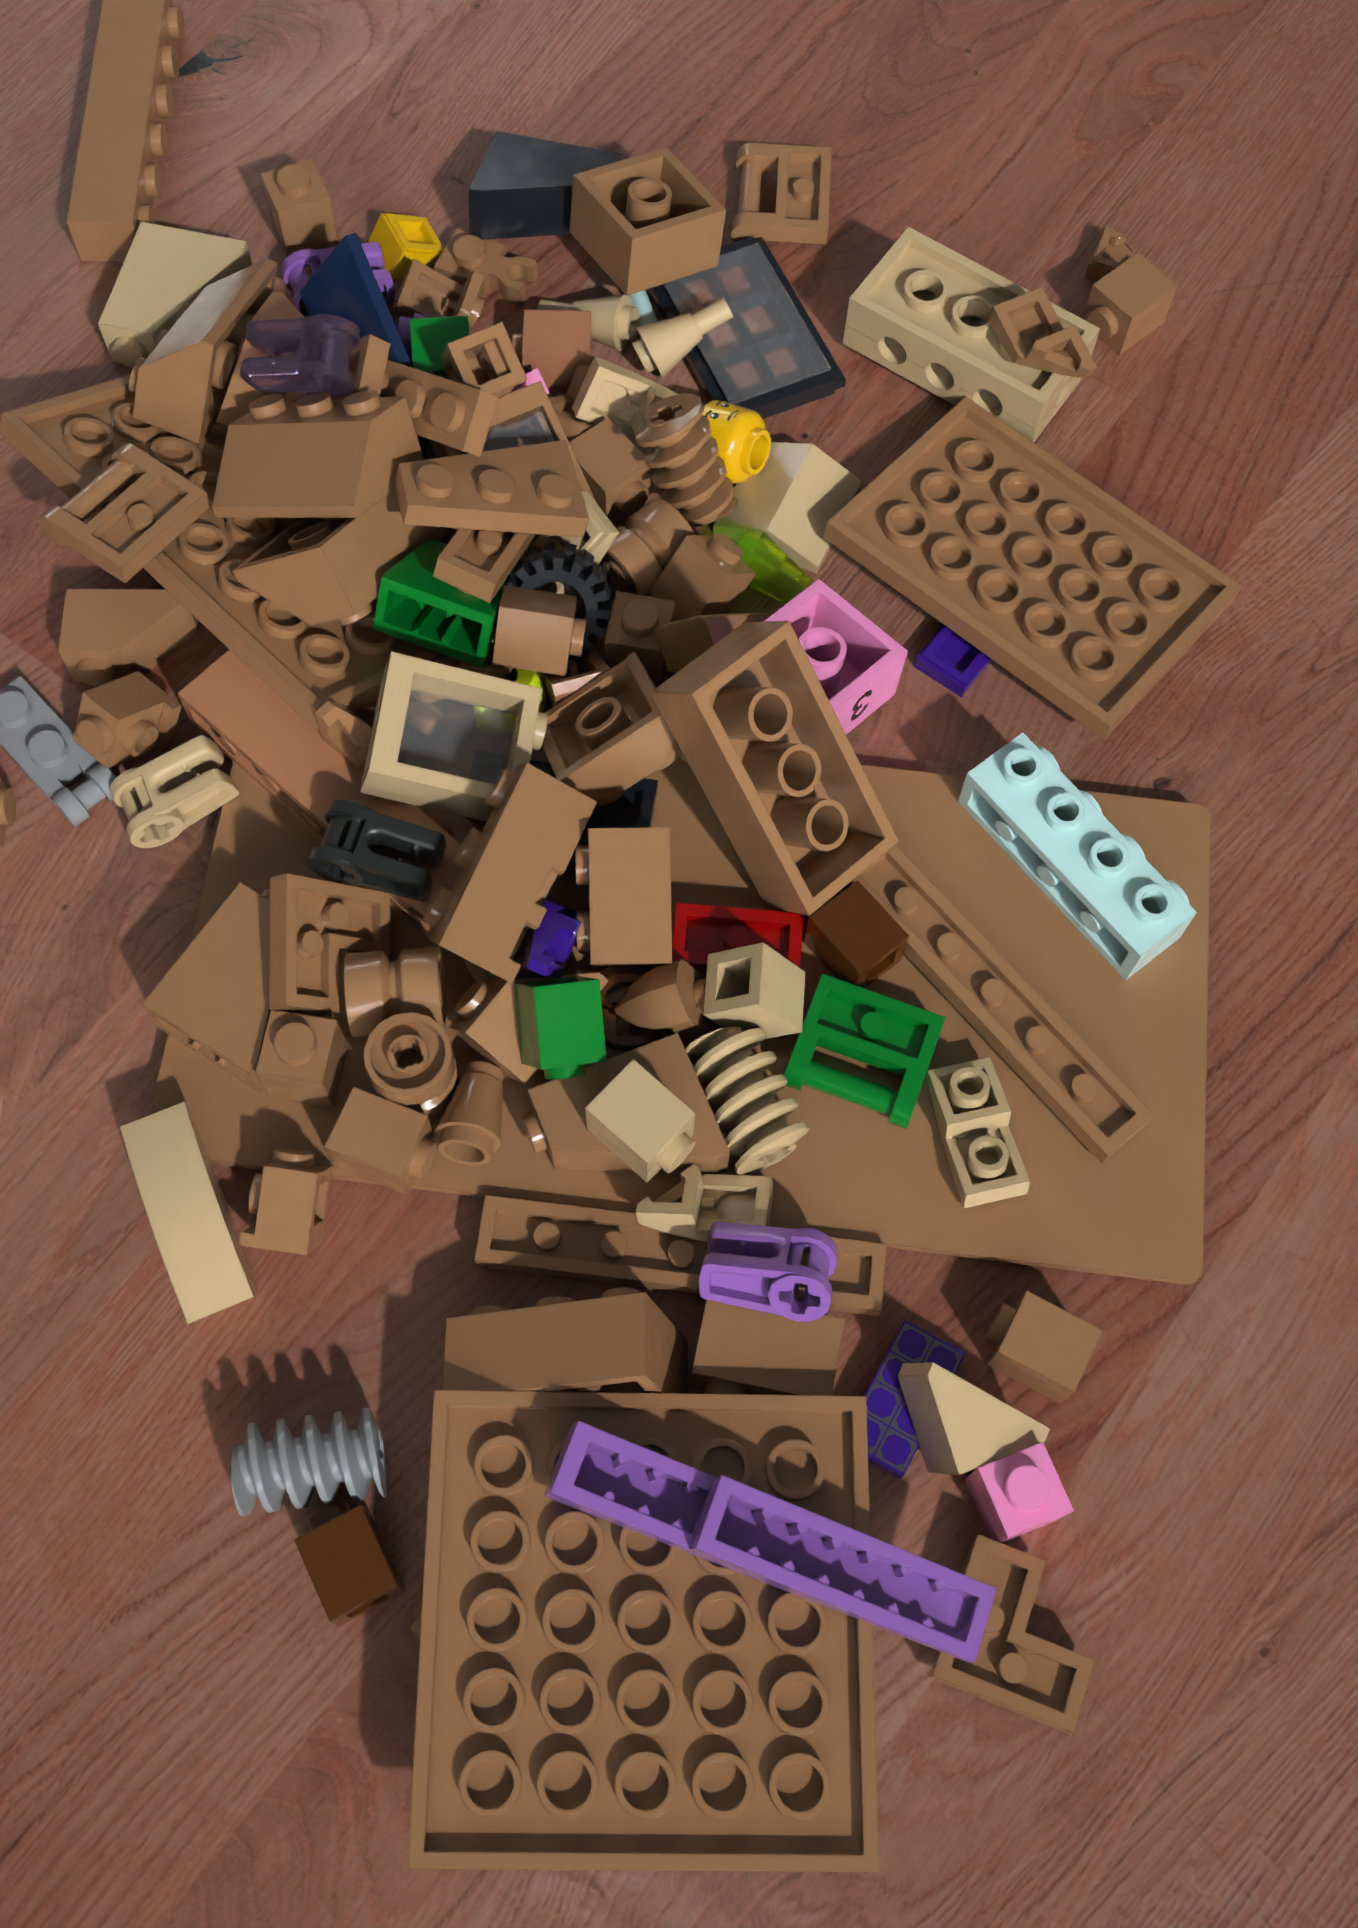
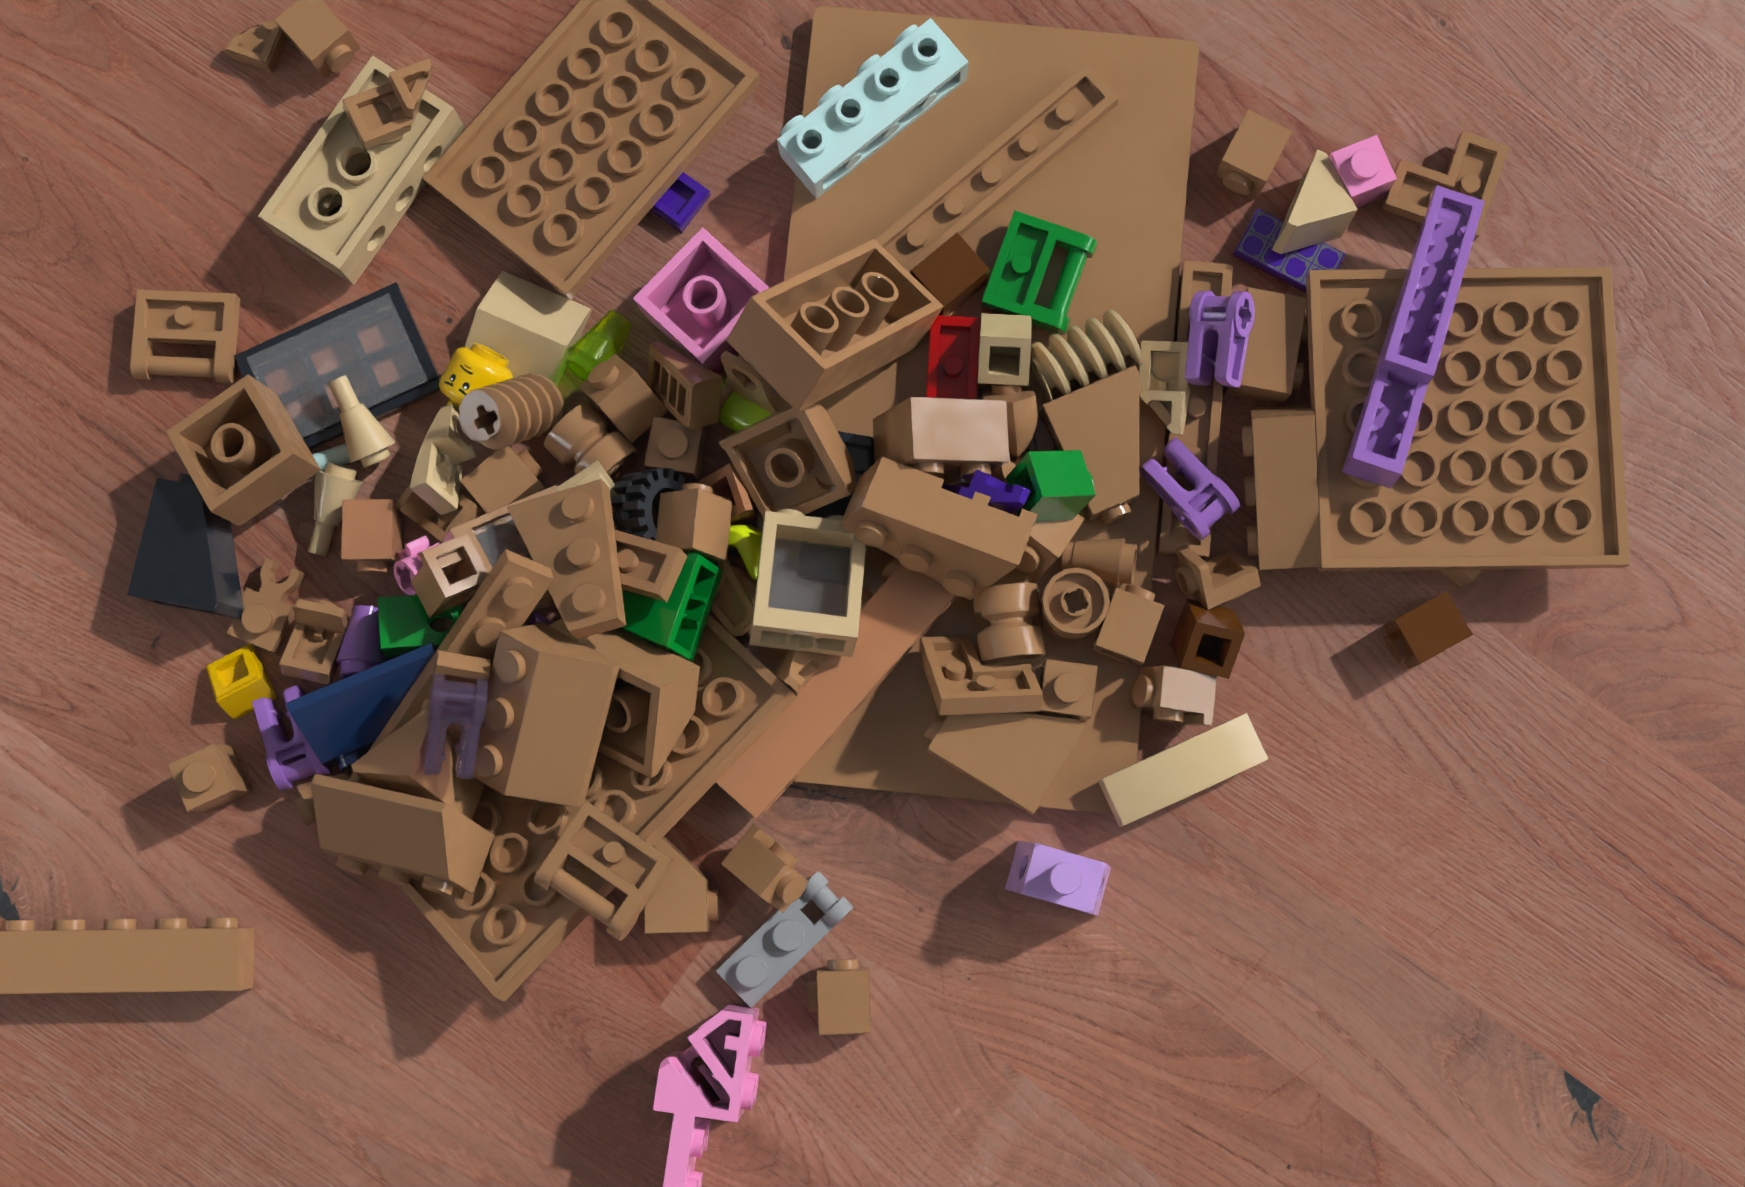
camera: 85 degrees left, 15 degrees up
(66, 1047) = (1058, 877): none -> lavender torso
(157, 278) = (303, 891): tan slope -> none
(173, 792) = (834, 843): tan piece -> none
(308, 1462) = (1359, 662): light grey piece -> none
(355, 838) = (904, 657): pearl dark grey piece -> none
(358, 1246) = (1207, 639): none -> reddish brown brick
(441, 1266) = (1216, 579): none -> medium nougat bracket
(548, 1249) = (1188, 504): none -> medium lavender piece
(642, 1122) = (1126, 423): tan brick -> none
(976, 1132) = (1097, 193): tan slope -> none

